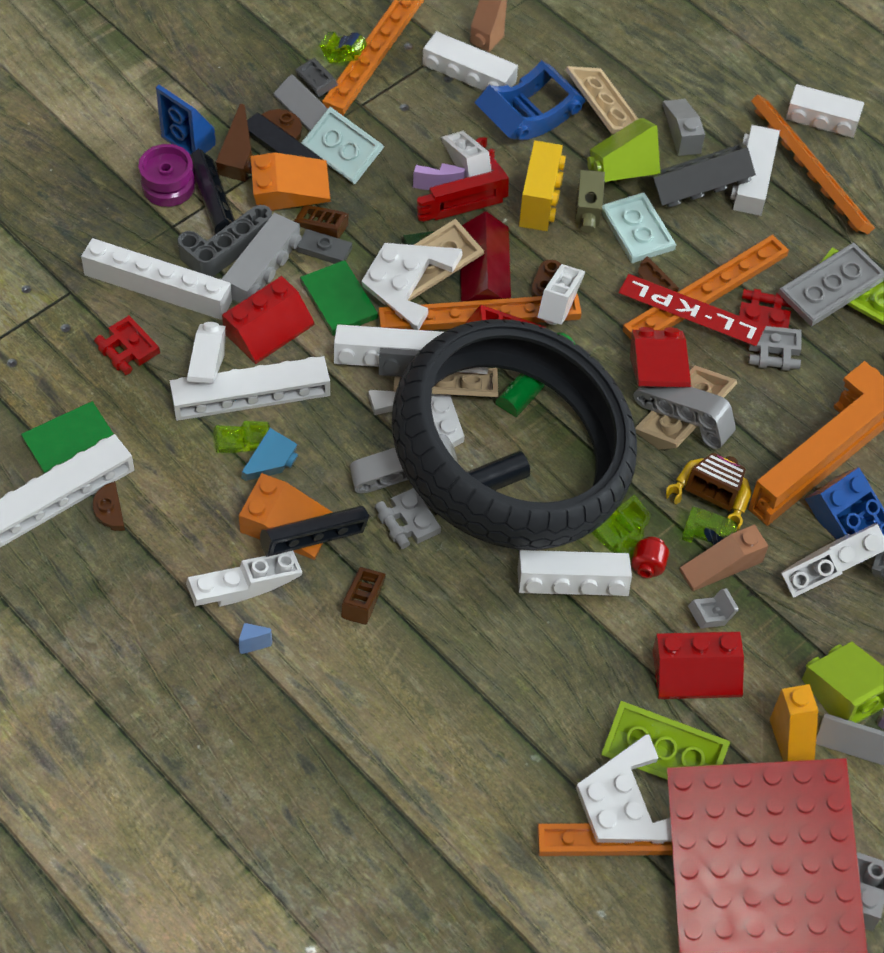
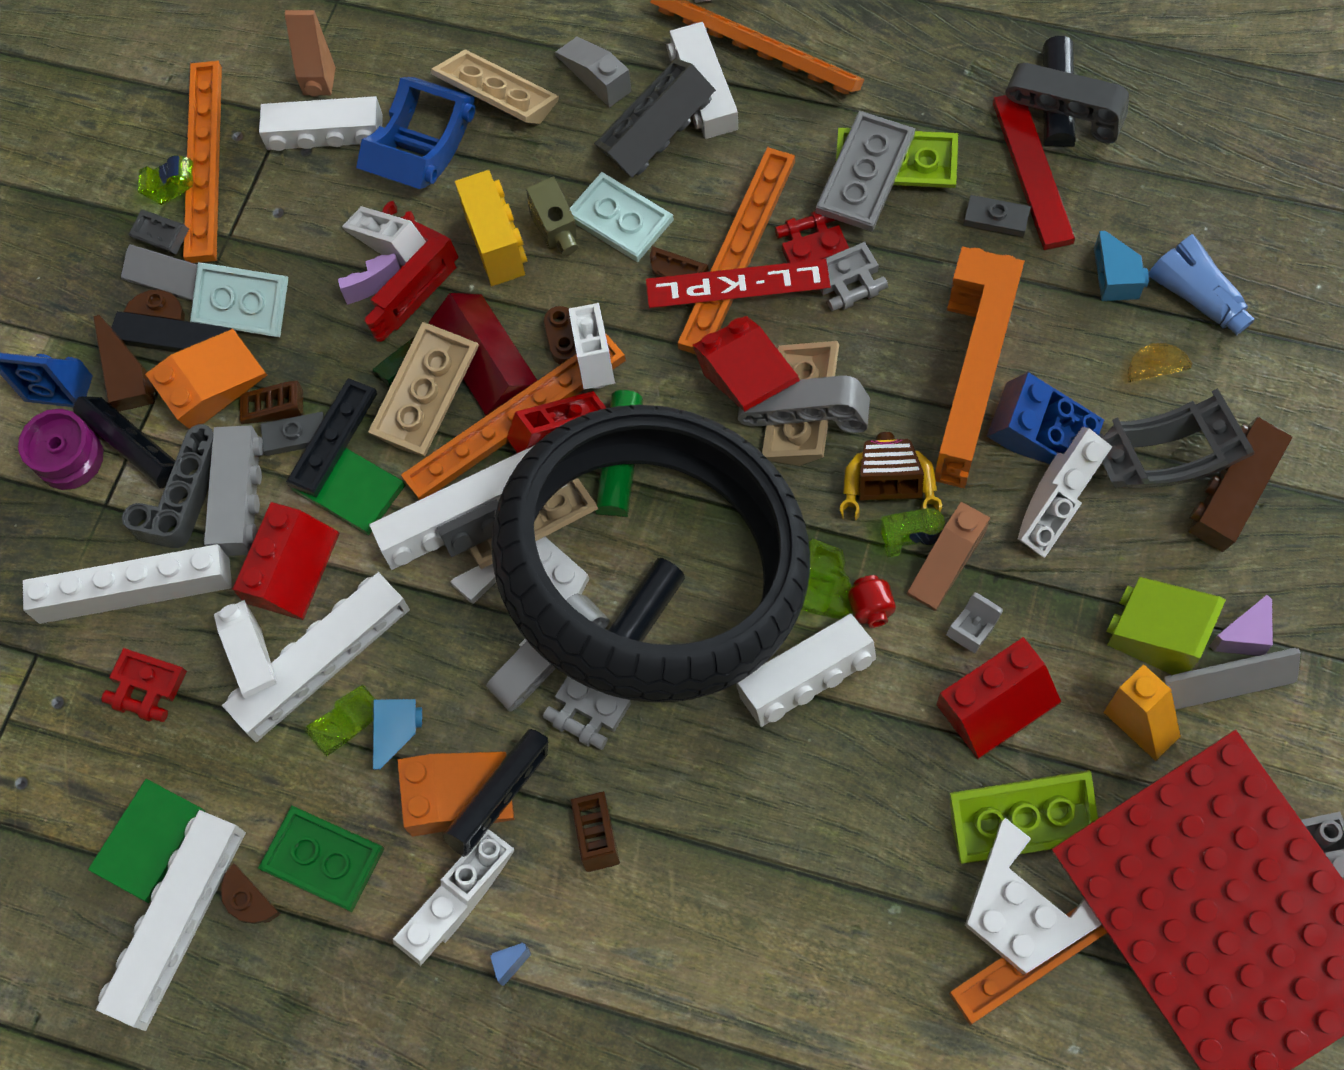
camera: 20 degrees left, 10 degrees up
(173, 511) = (321, 858): none -> green tile
(344, 262) = (331, 437): none -> black tile
(398, 271) = (398, 422): white wing -> none
(627, 152) = (560, 137): lime slope -> none

